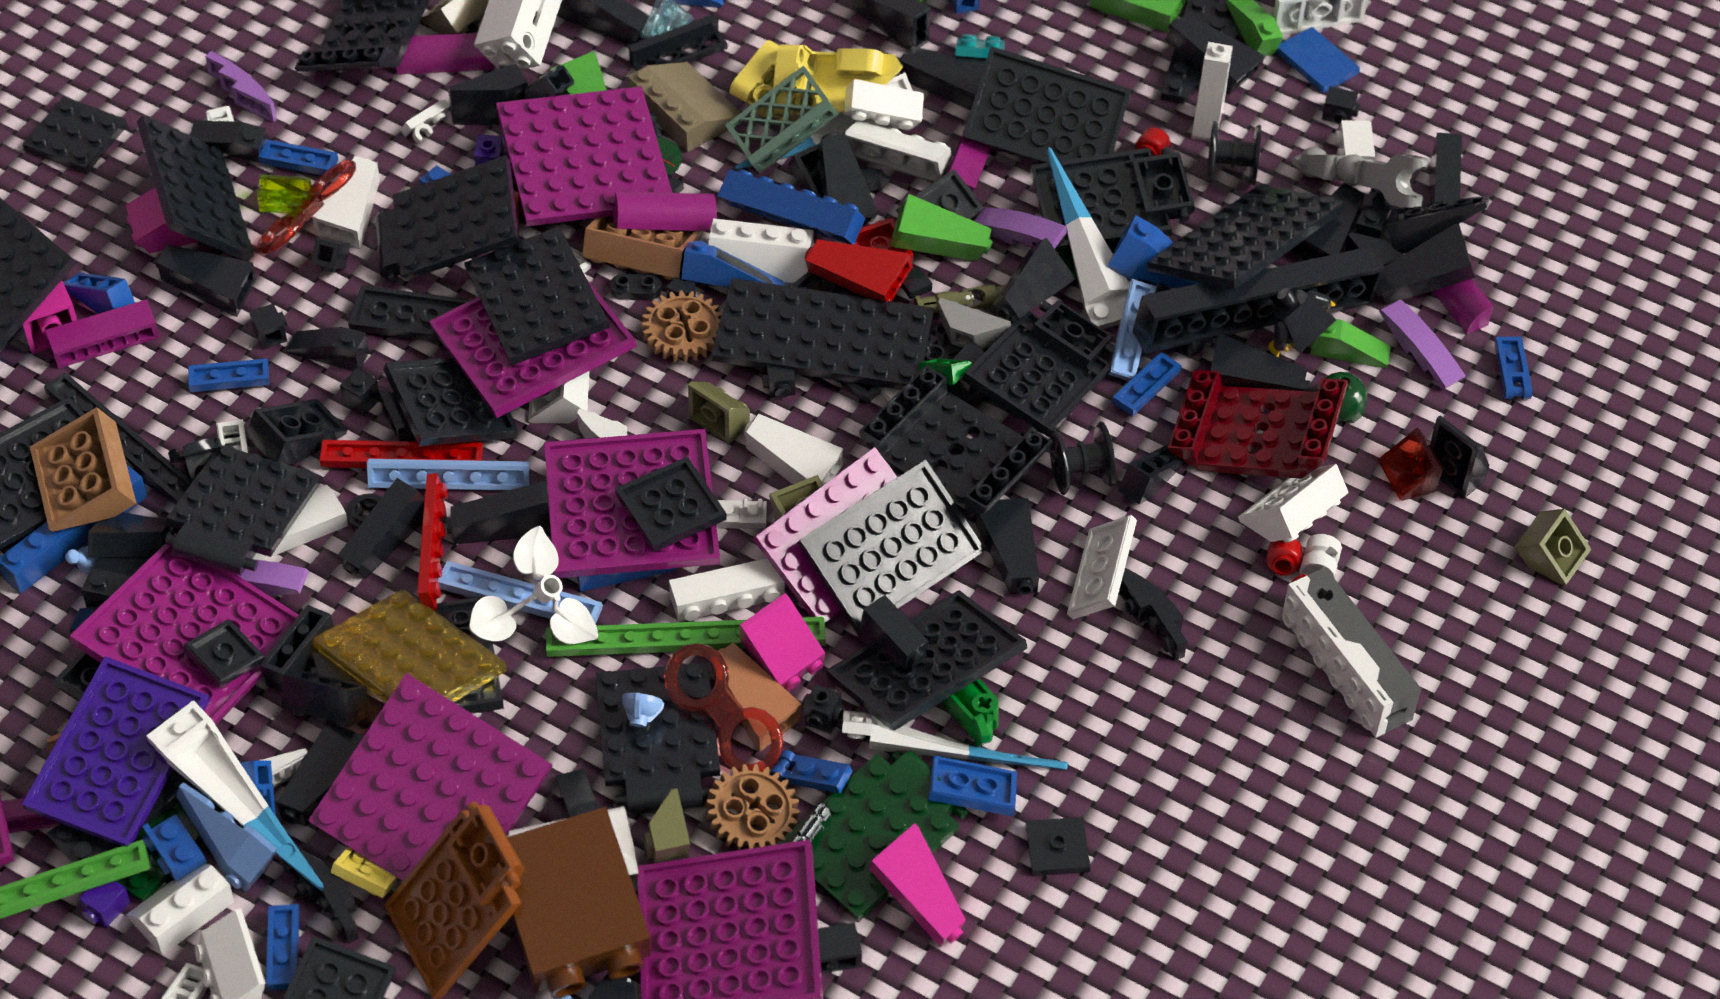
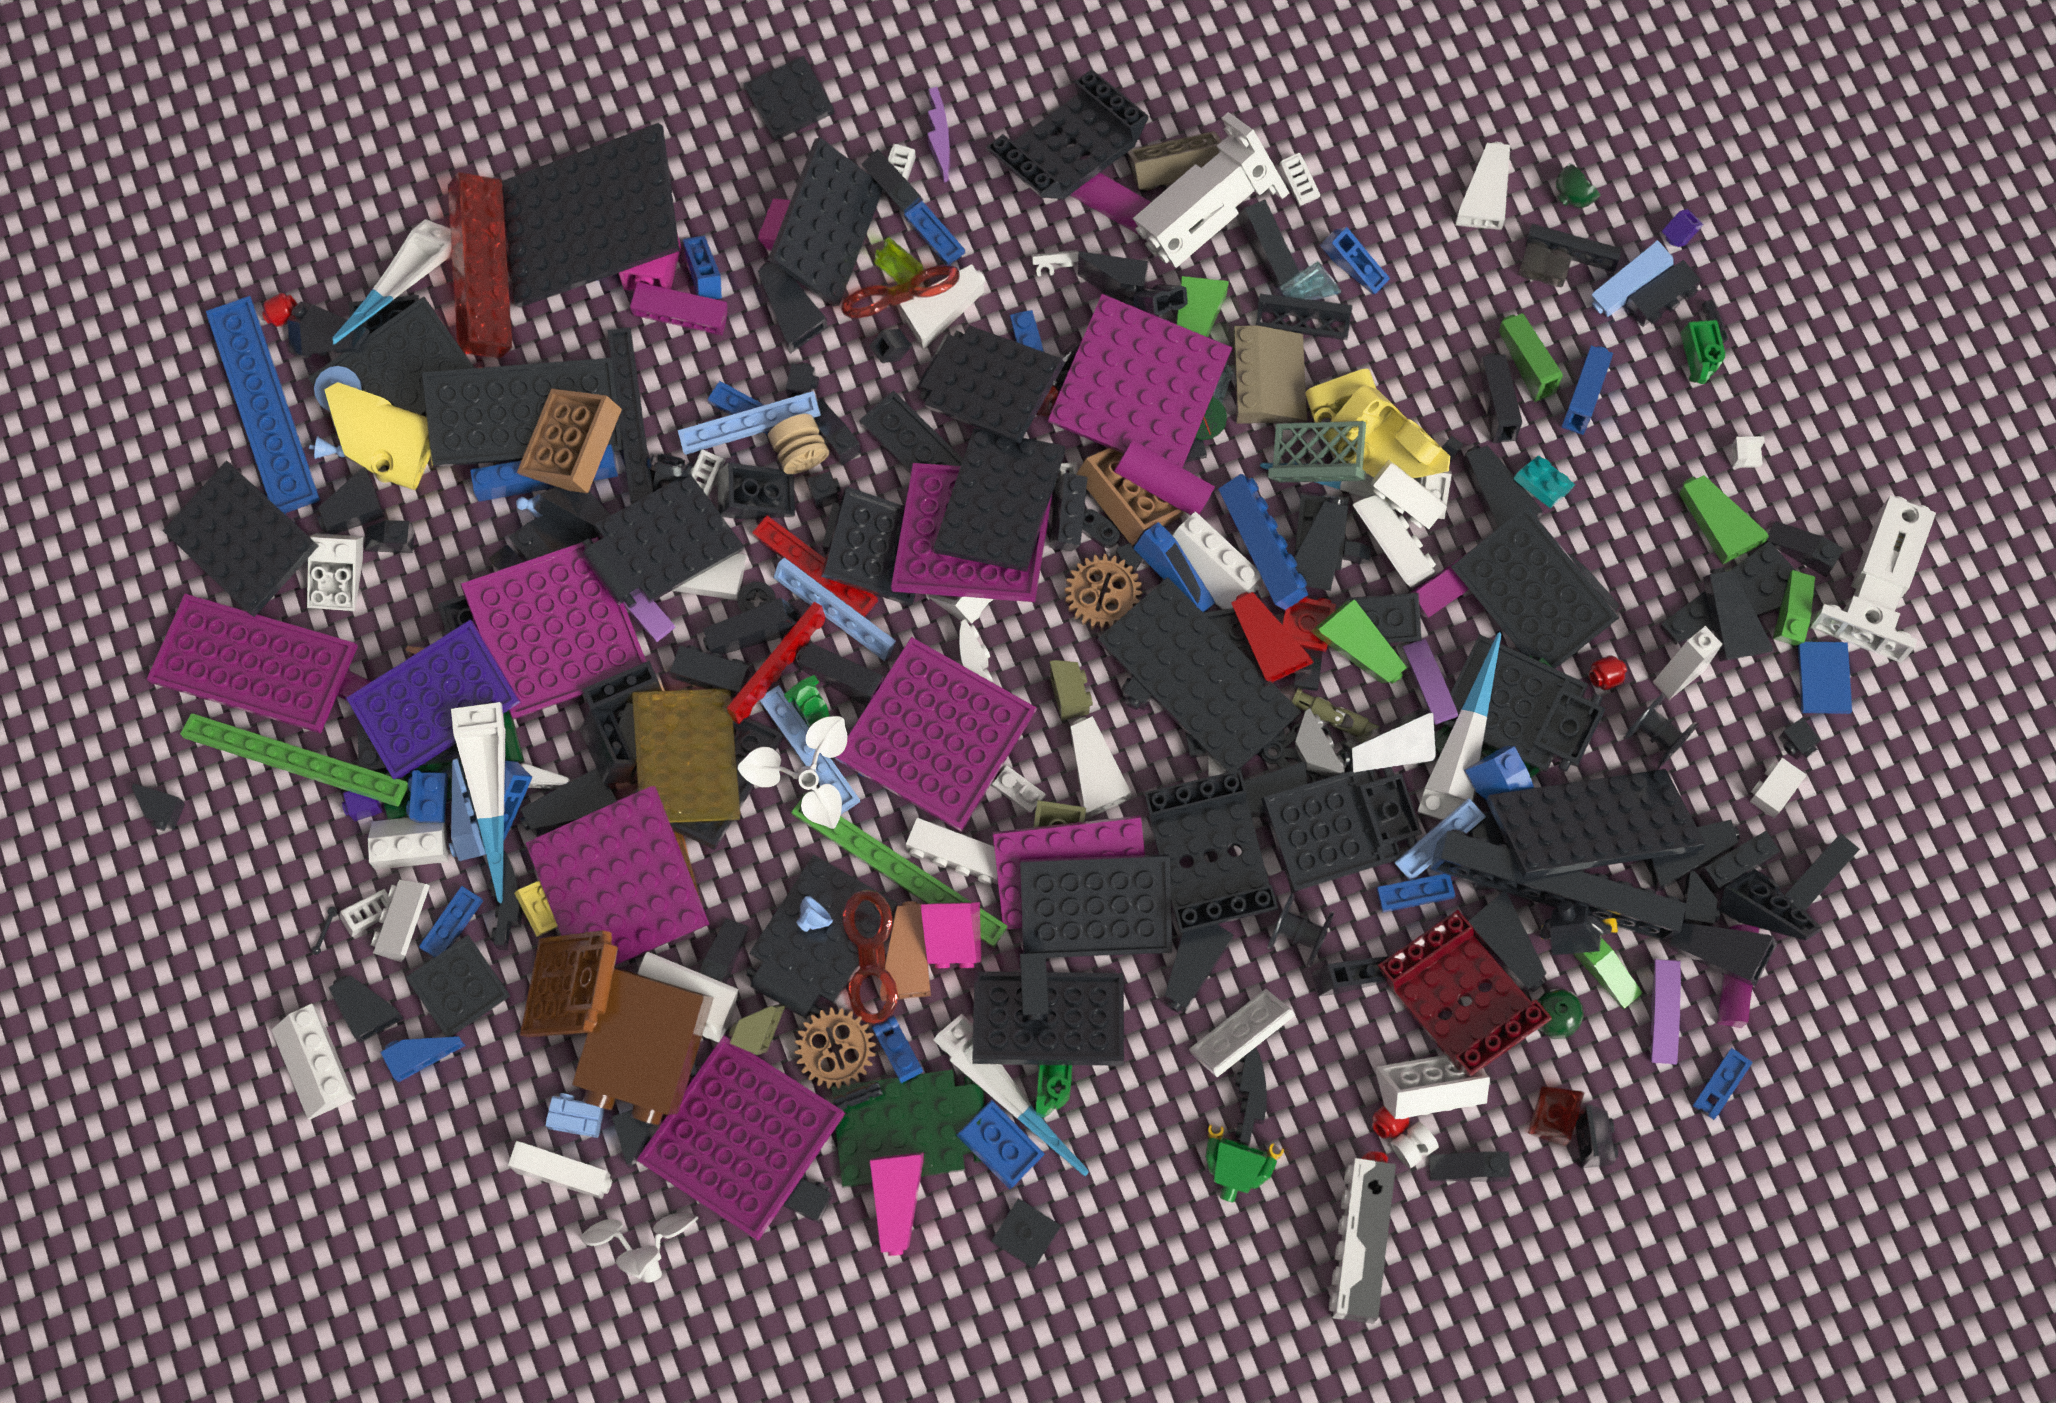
camera: 40 degrees right, 20 degrees up
(223, 653) = (561, 664): black plate -> none
(245, 377) = (746, 423): none -> light blue plate
(307, 366) = (798, 443): none -> tan wheel
(364, 588) = (709, 670): none -> black brick
(488, 148) = (1075, 326): dark purple brick -> none
(491, 548) = (807, 700): none -> green piece
(605, 279) = (1068, 512): none -> black brick
(670, 504) = (956, 760): black plate -> none
(823, 708) = (945, 1011): black brick -> none
(947, 367) = (1258, 778): green slope -> none
(1190, 667) = (1238, 1165): none -> green torso
(1381, 547) = (1470, 1167): none -> black slope
(1389, 177) = (1753, 841): light grey piece -> none
(1553, 546) = (1607, 1264): olive slope -> none

